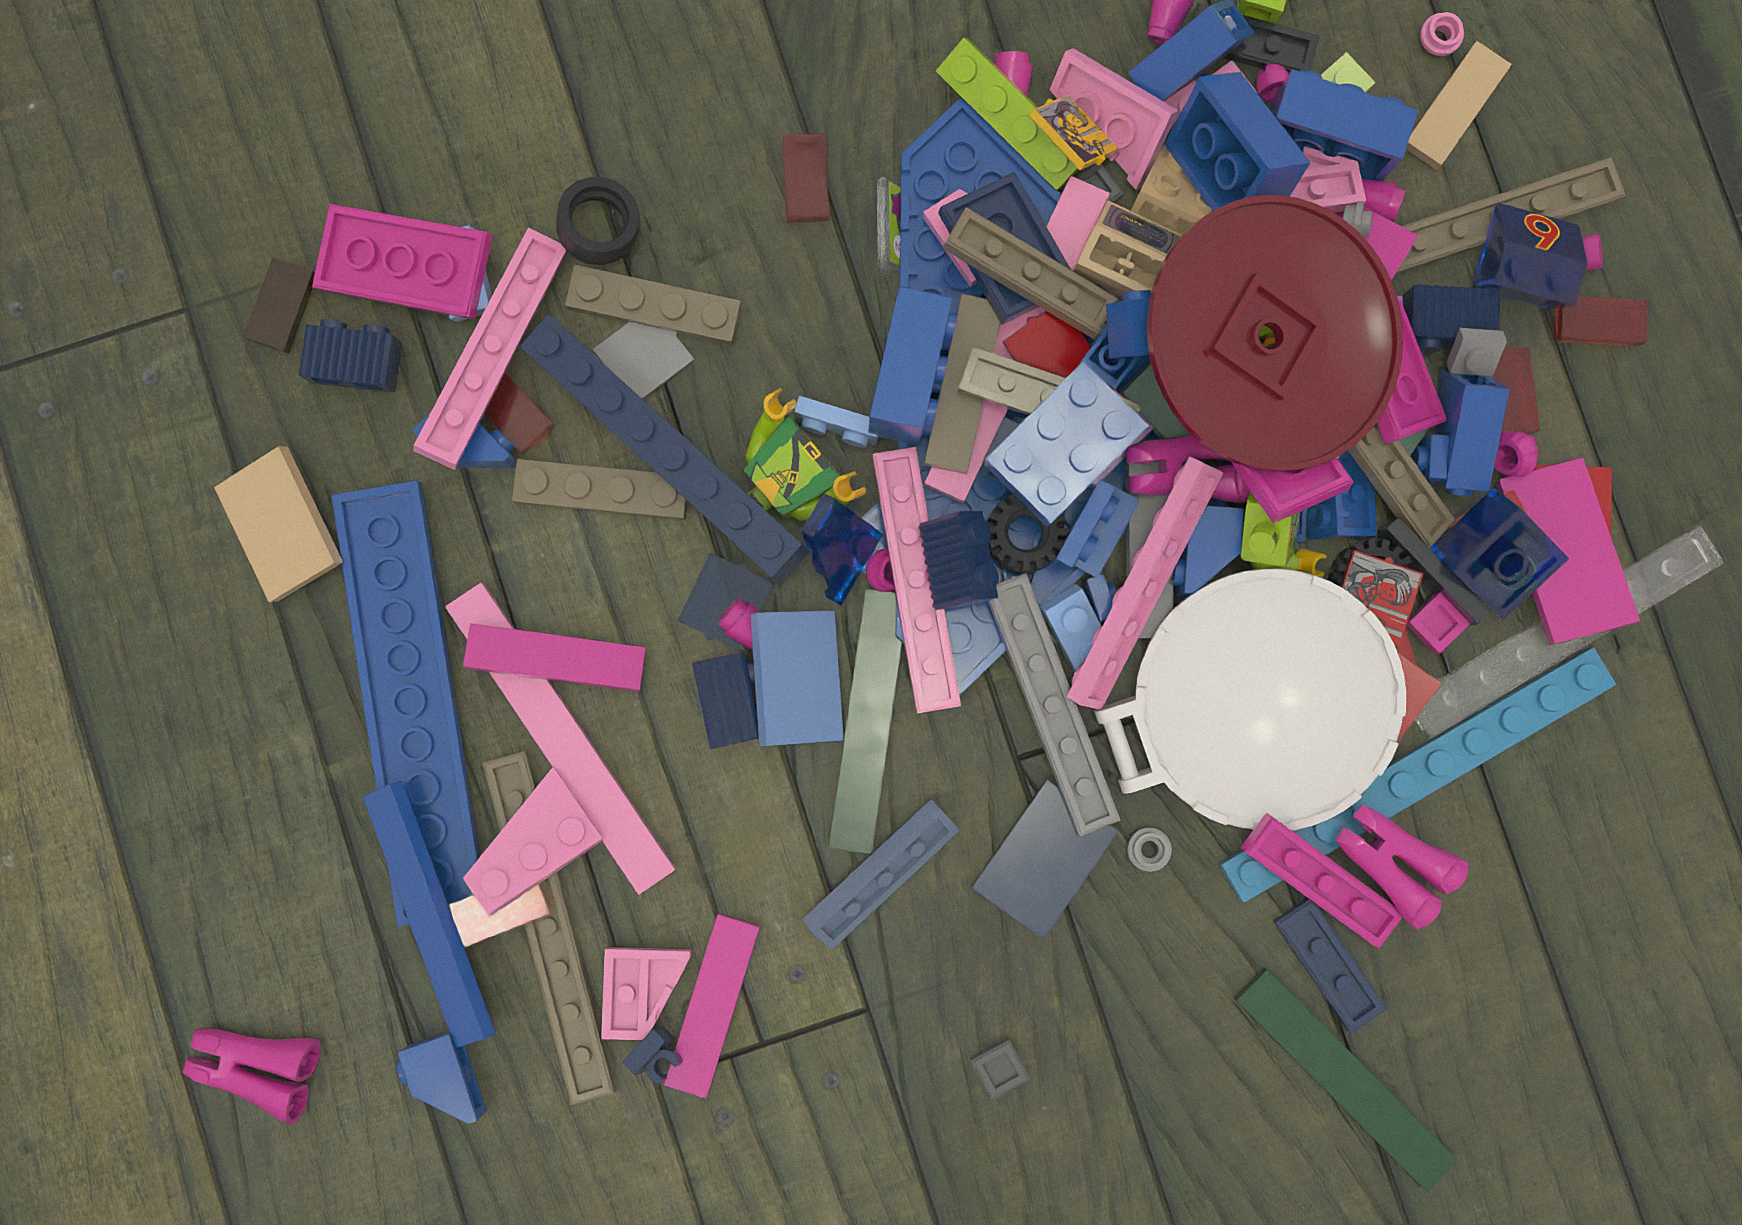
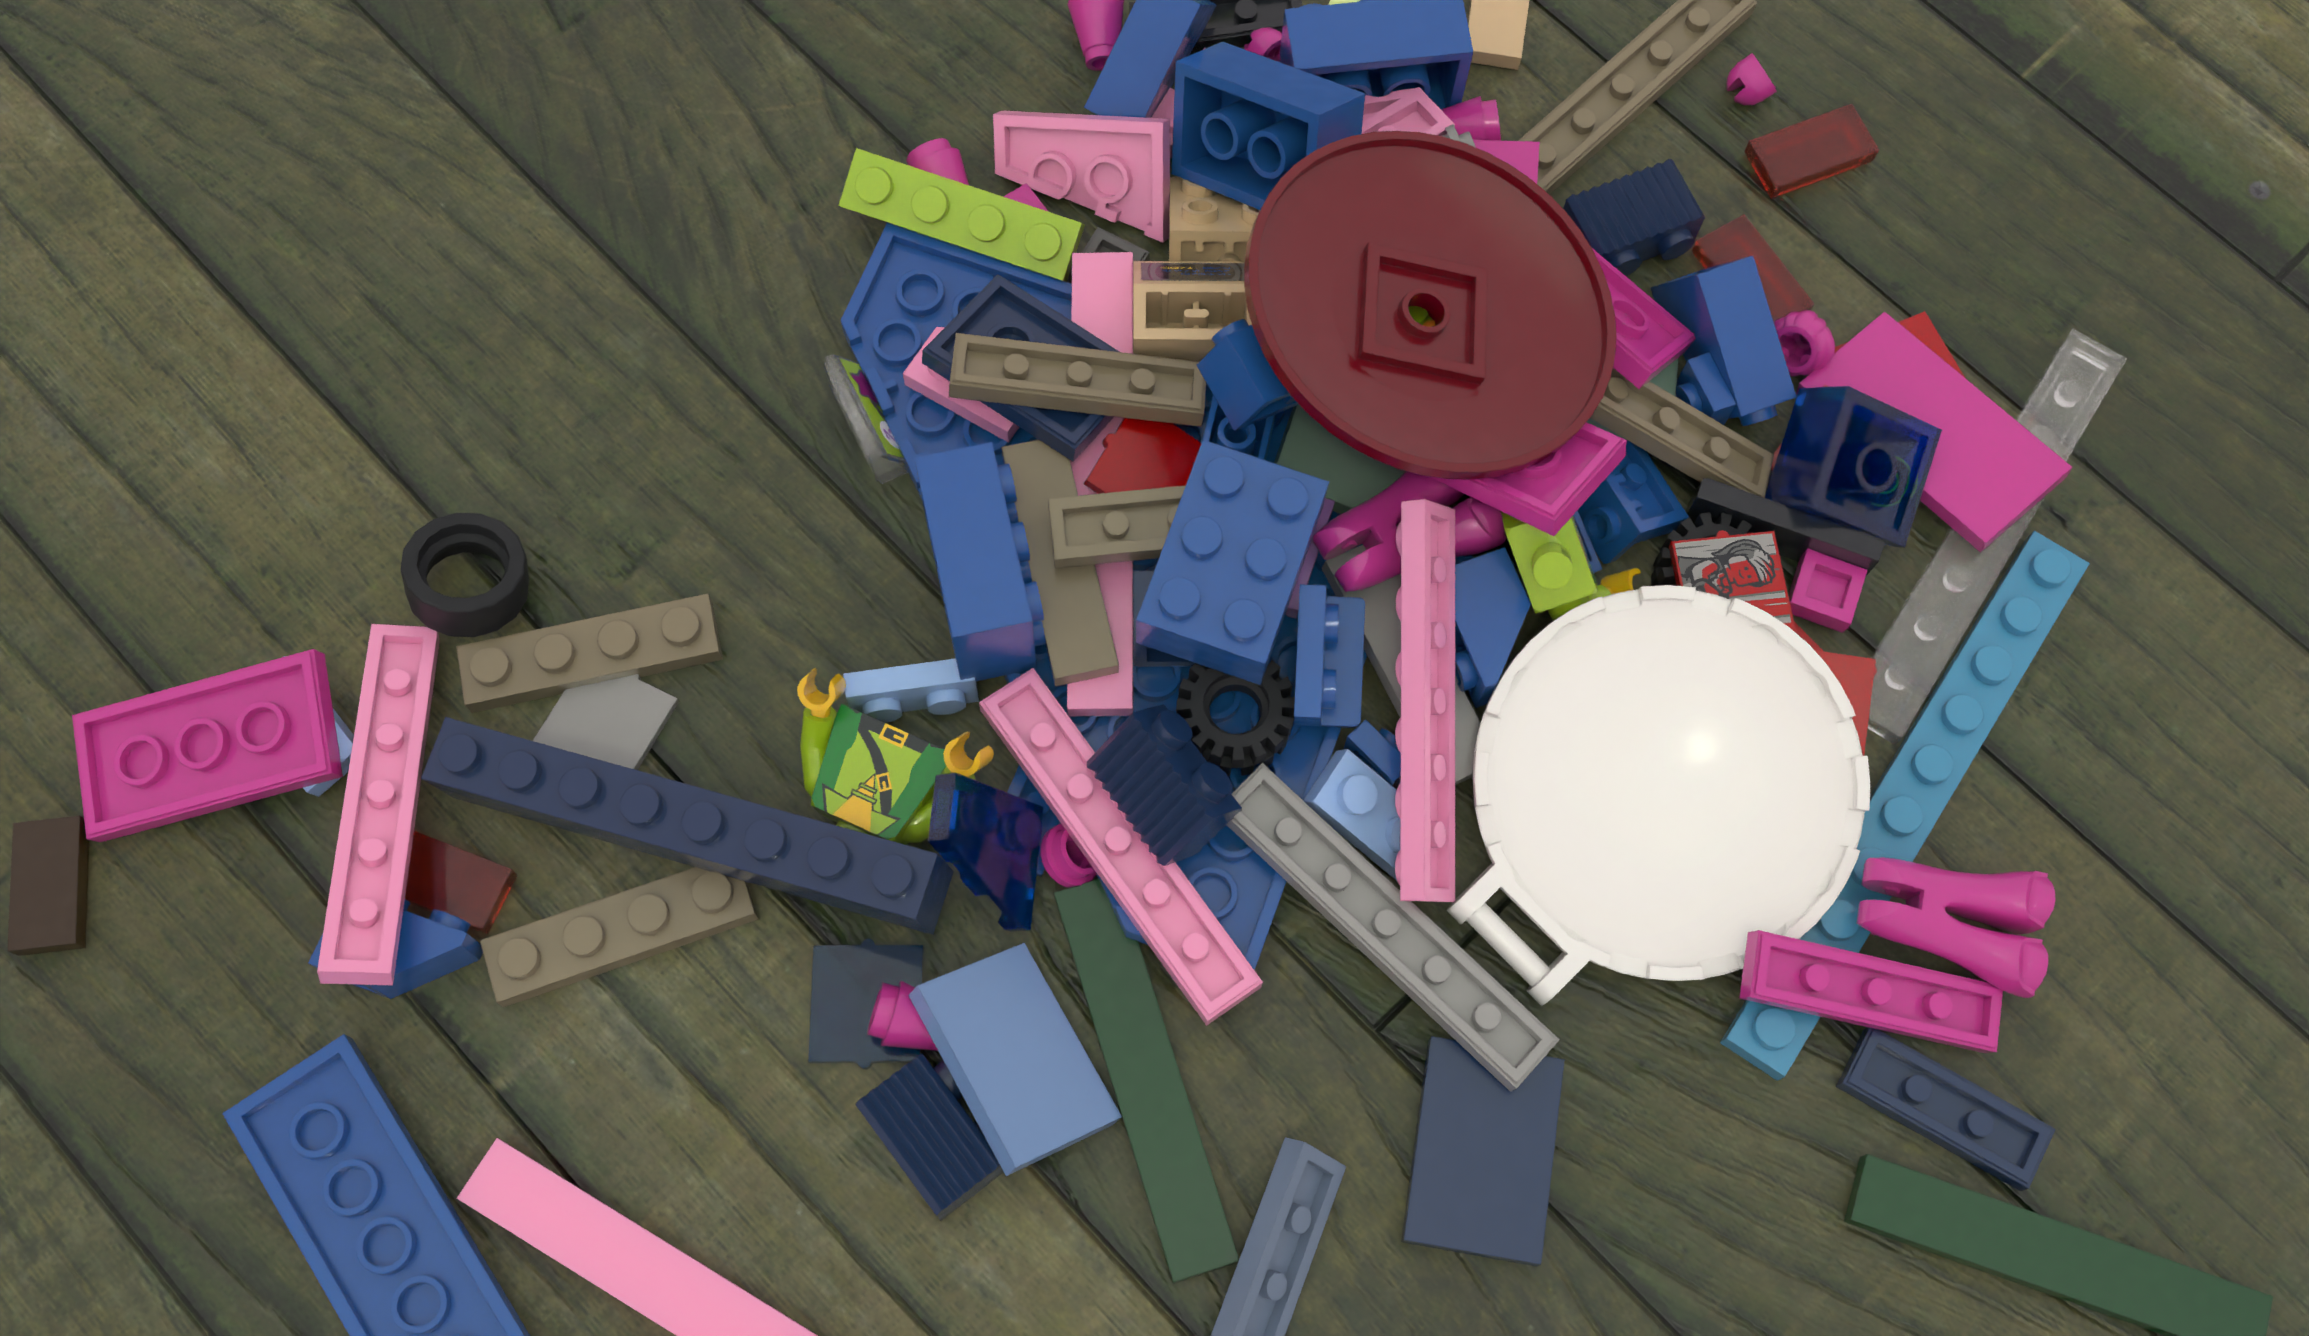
camera: 25 degrees left, 15 degrees down
(278, 524) = (156, 1194): tan tile -> none
(350, 356) = (179, 908): dark blue brick -> none
(554, 657) = (648, 1195): dark pink tile -> none
(805, 178) = (728, 408): clear red tile -> none
(1073, 132) = (1050, 200): piece -> none
(1162, 853) = (1635, 1055): light grey plate -> none
(1476, 351) = (1685, 241): light grey plate -> none
(1532, 258) = (1691, 111): clear blue slope -> none

